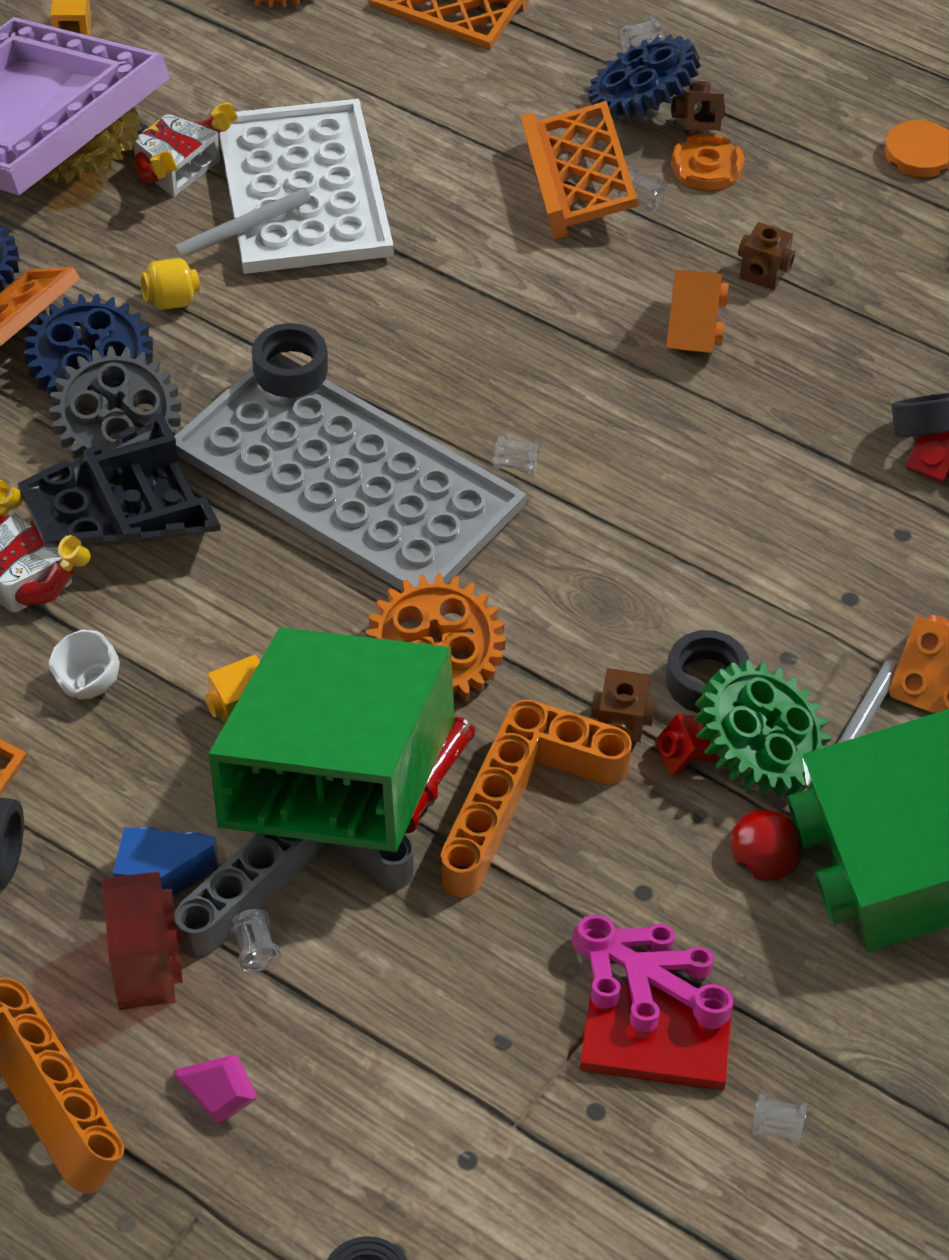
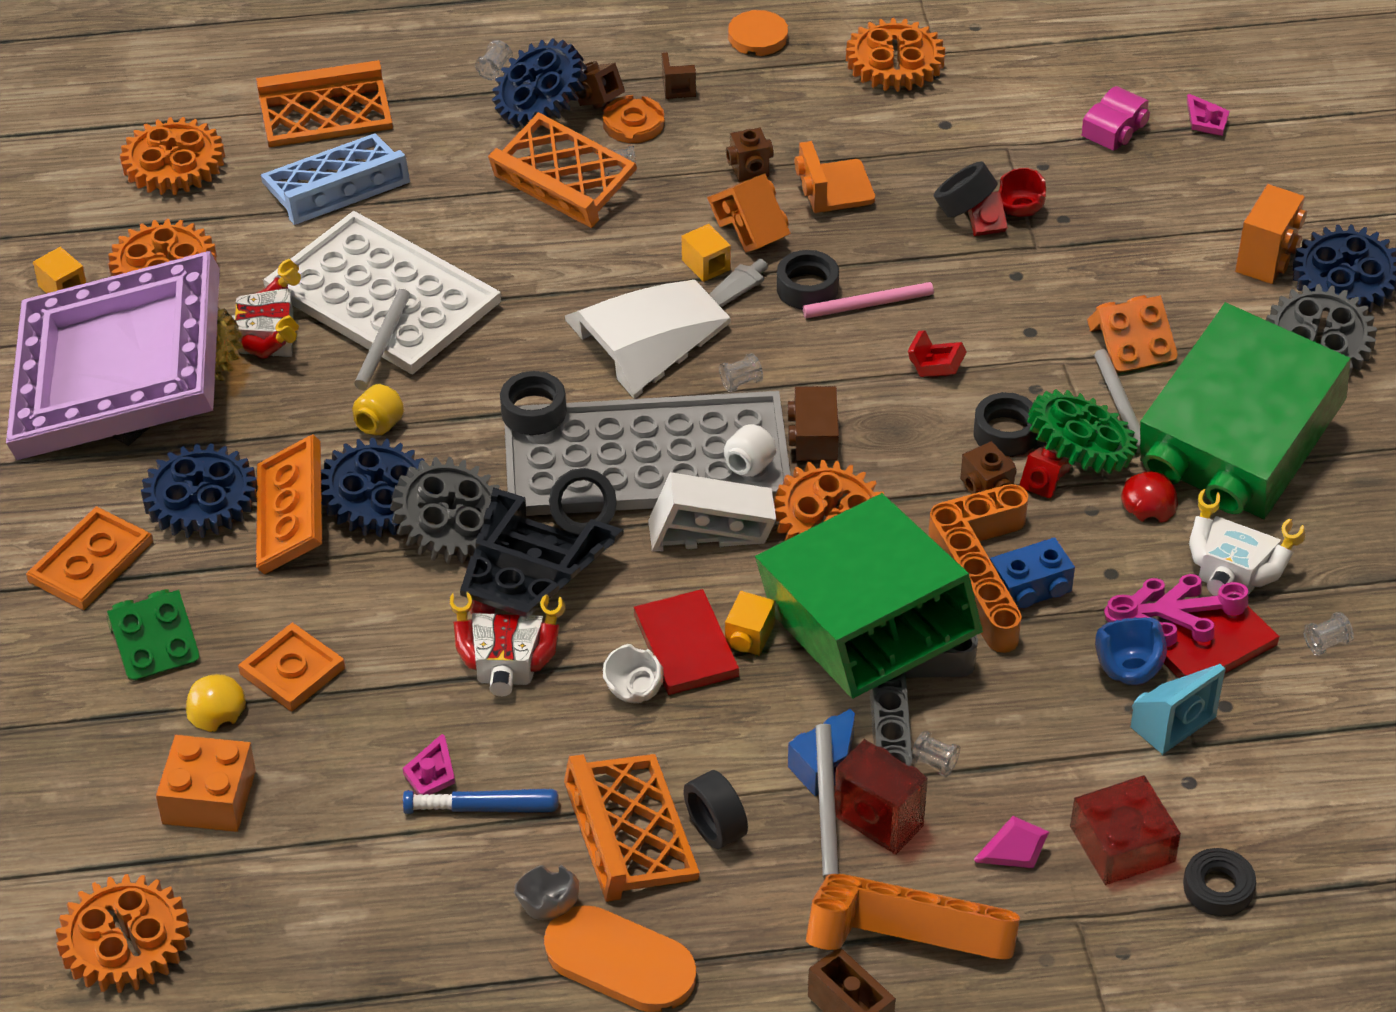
camera: 40 degrees left, 5 degrees down
(91, 911) = (826, 799): none -> light grey bar
(172, 668) = (686, 641): none -> red tile
(189, 43) = (157, 245): none -> orange gear
(253, 478) = (578, 475): none -> black tyre
(326, 563) = (710, 511): none -> white wedge
(329, 1155) = (1125, 830): none -> clear red brick
(393, 76) = (332, 190): none -> light blue fence
(416, 528) = (749, 450): none -> white head
(485, 361) = (651, 329): none -> white wedge
(519, 546) = (815, 422): none -> reddish brown brick
(525, 1077) = (1178, 708): none -> medium azure slope
(545, 971) = (1131, 649): none -> blue piece
(550, 835) = (1035, 572): none -> blue brick
(616, 371) = (739, 282): none -> light grey bar
(618, 323) = (706, 252): none -> light orange brick
(684, 386) = (807, 263): none -> black tyre
(712, 557) = (935, 358): none -> red bracket
(724, 464) = (868, 300): none -> bright pink bar
(774, 963) = (1238, 553): none -> white torso
(785, 149) = (678, 80): none -> reddish brown panel
(816, 331) = (834, 183): none -> orange bracket

